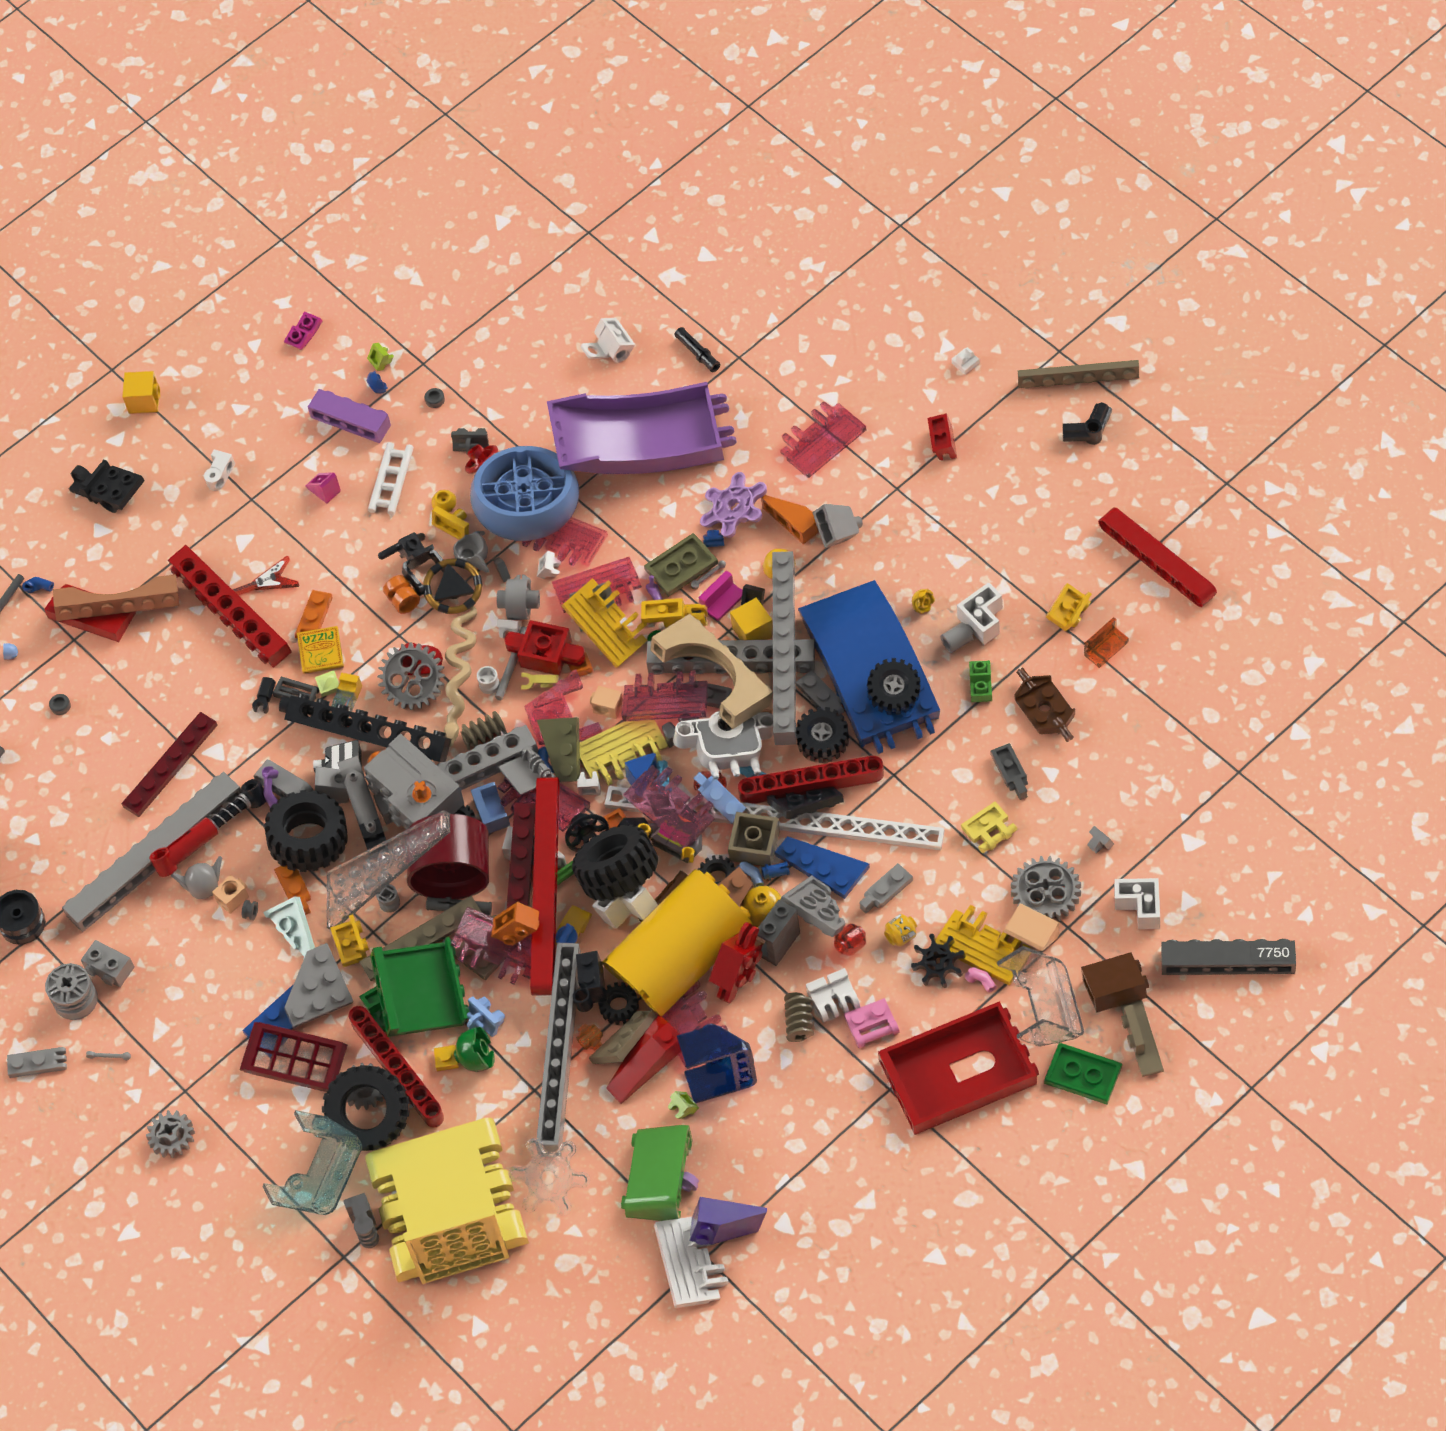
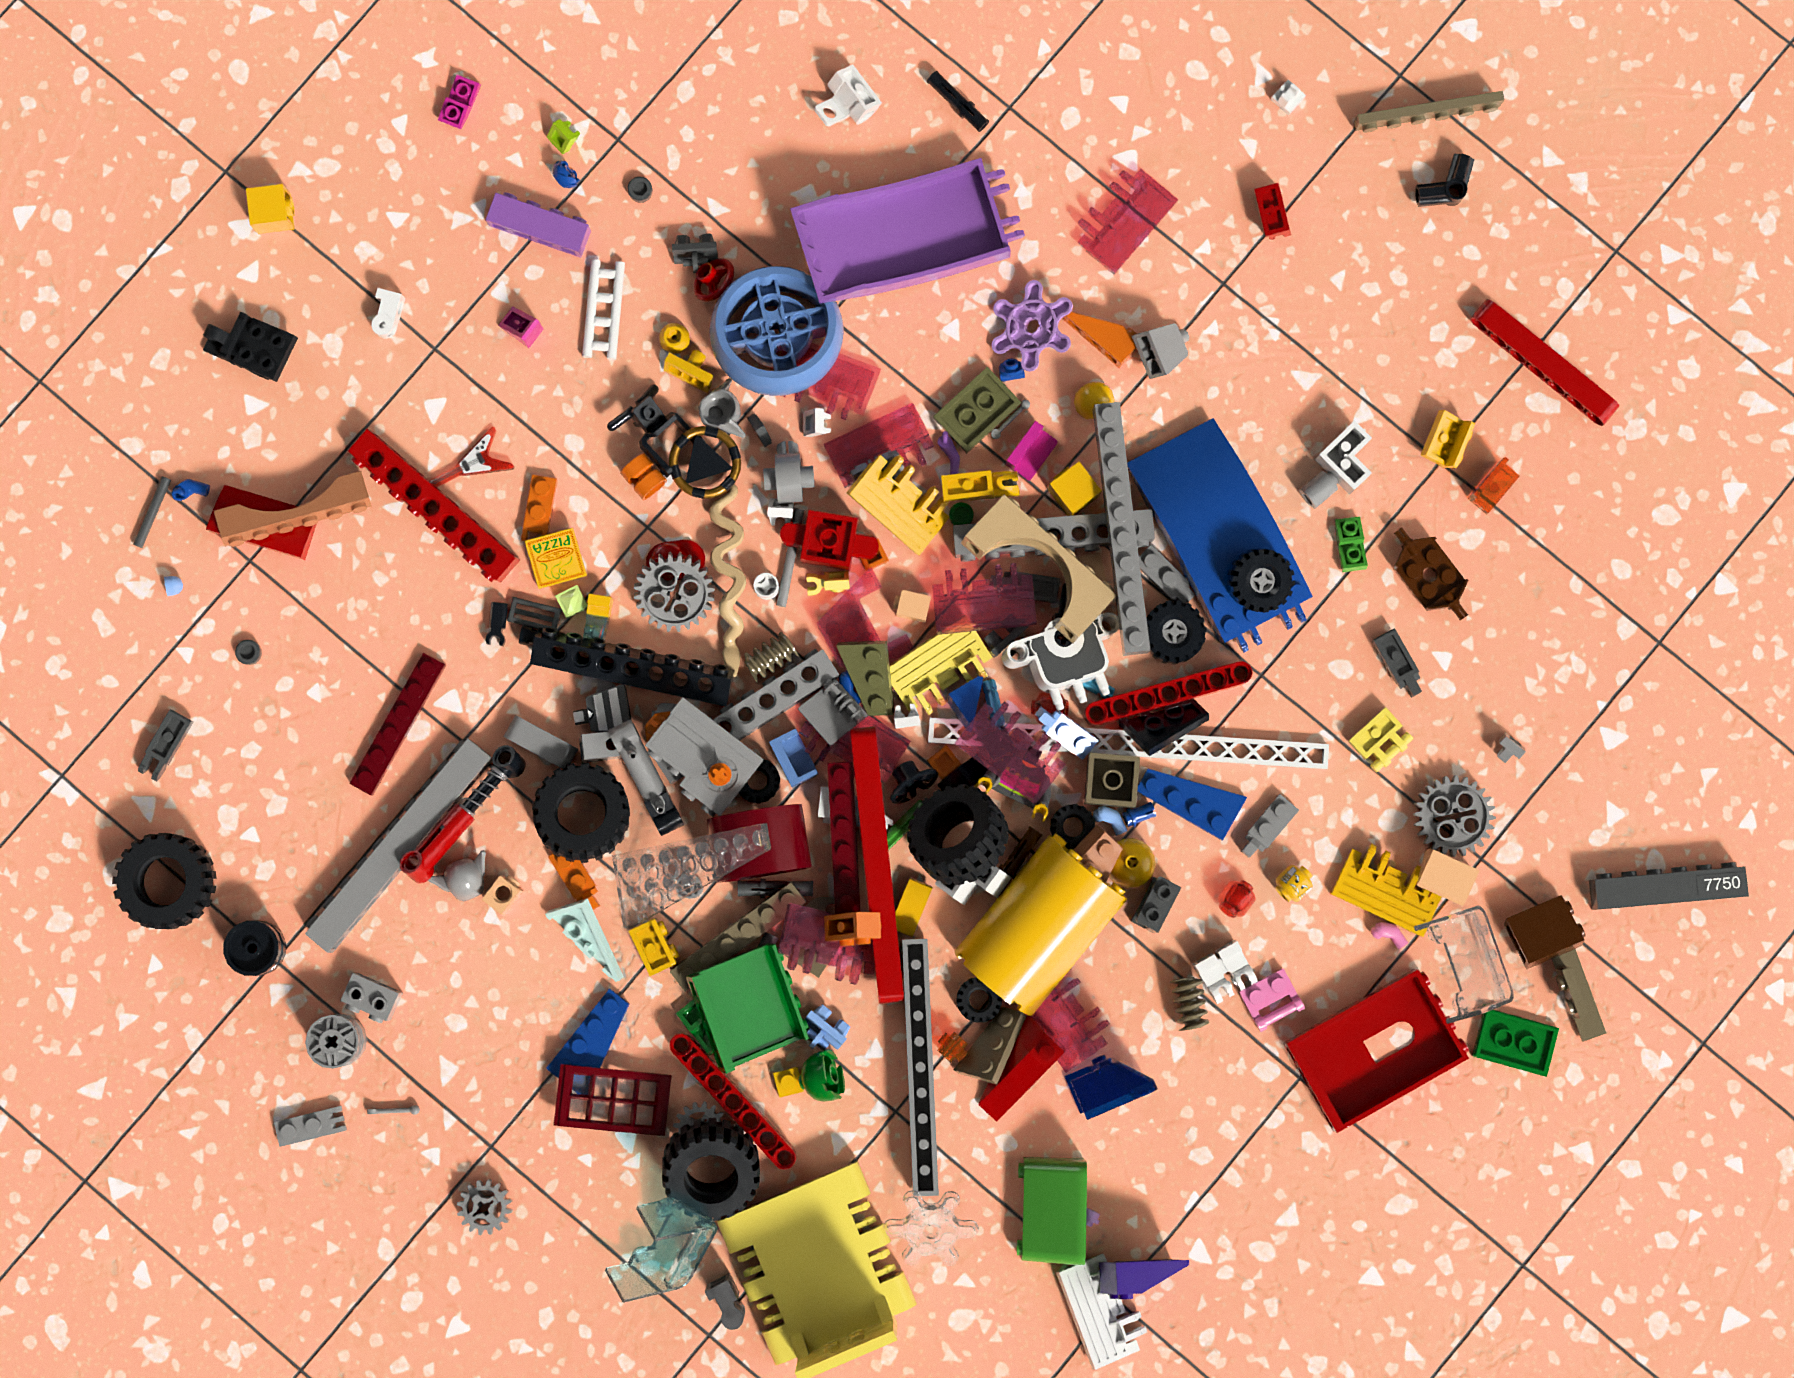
camera: 15 degrees left, 25 degrees up
(249, 910) = (528, 913): dark grey bush -> none
(268, 774) = (529, 766): medium lavender piece -> none
(317, 988) = (626, 1011): light grey plate -> none
(566, 934) = (909, 924): blue plate -> none
(590, 980) = (946, 982): black hinge -> none
(684, 1103) = (1071, 1120): lime tile -> none
(736, 962) = (1116, 951): red brick -> none
(750, 592) = (1069, 449): black tile -> none
(815, 905) = (1195, 866): light grey plate -> none
(922, 600) = (1272, 441): yellow plate -> none
(946, 963) = (1329, 921): black gear -> none
(1139, 895) = (1570, 822): white brick -> none

